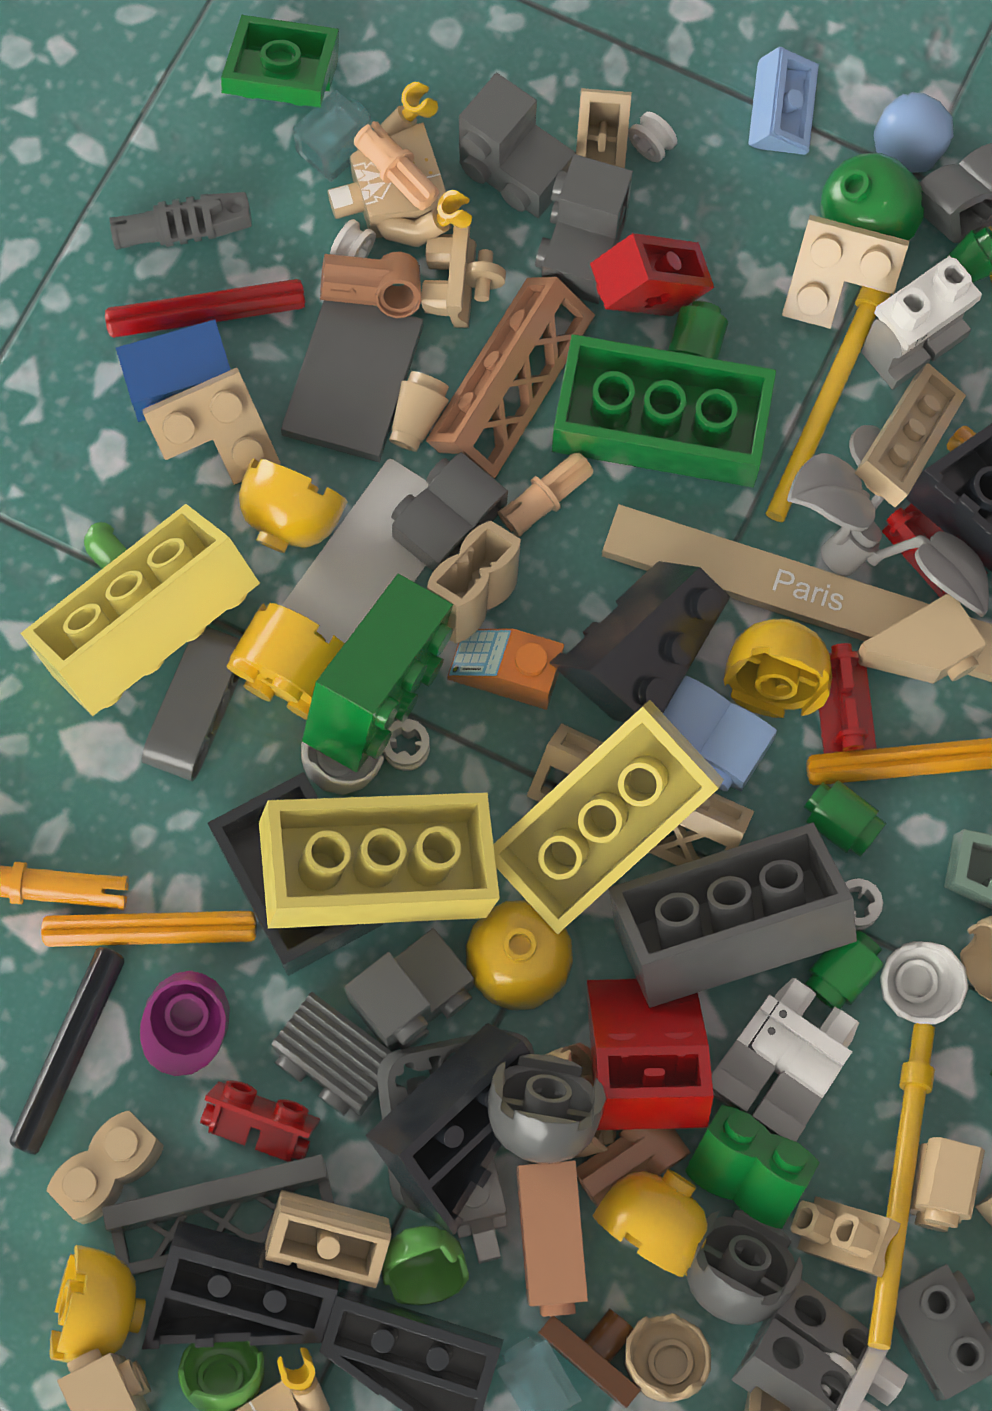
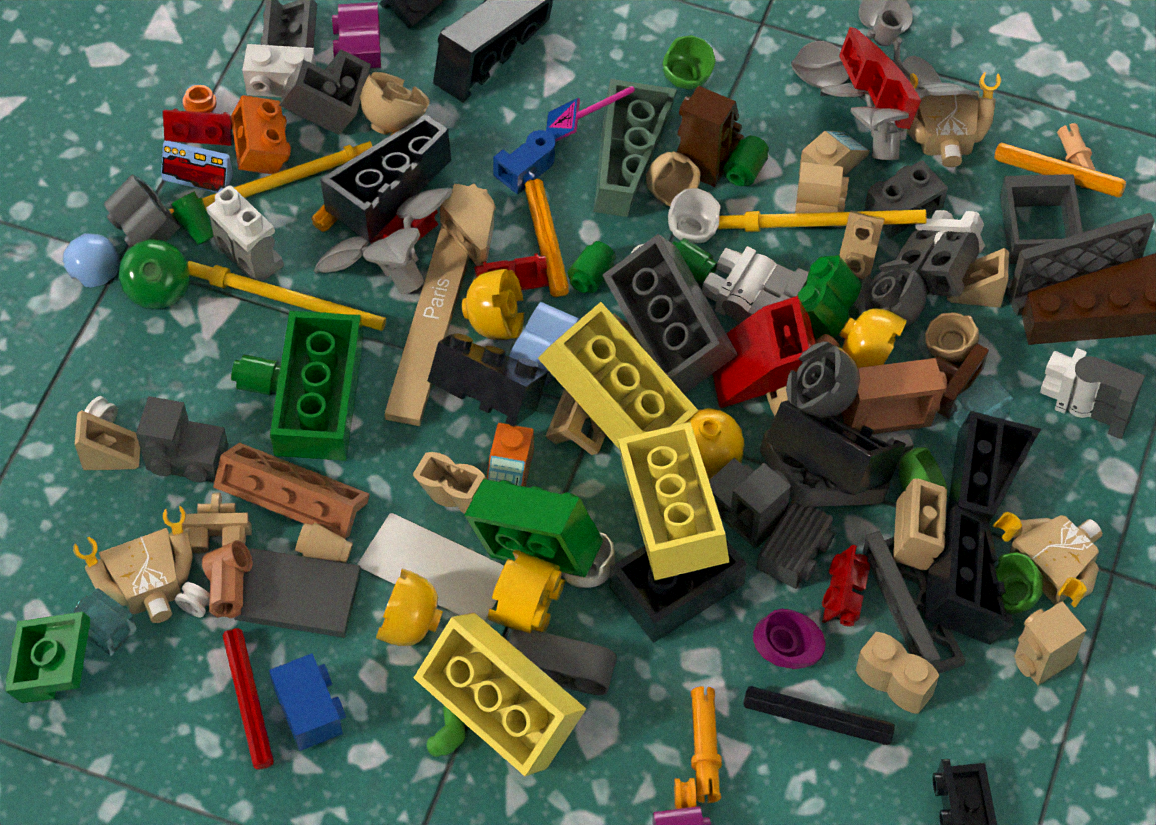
camera: 95 degrees left, 15 degrees down
(95, 1305) = (992, 666): yellow cylinder -> none
(149, 928) = (725, 675): light orange axle -> none
(208, 216) = (177, 719): dark grey hinge -> none
(216, 412) = (343, 666): tan plate -> none
(396, 165) = (140, 559): light nougat axle -> none
(447, 510) = (402, 513): dark grey brick -> none
(507, 147) = (116, 496): dark grey brick -> none
(545, 494) = (380, 458): light nougat axle -> none
(651, 275) = (219, 395): red brick -> none
(783, 102) = (67, 341): light blue slope -> none
(837, 254) = (198, 290): tan plate -> none
(910, 435) = (332, 231): tan plate -> none

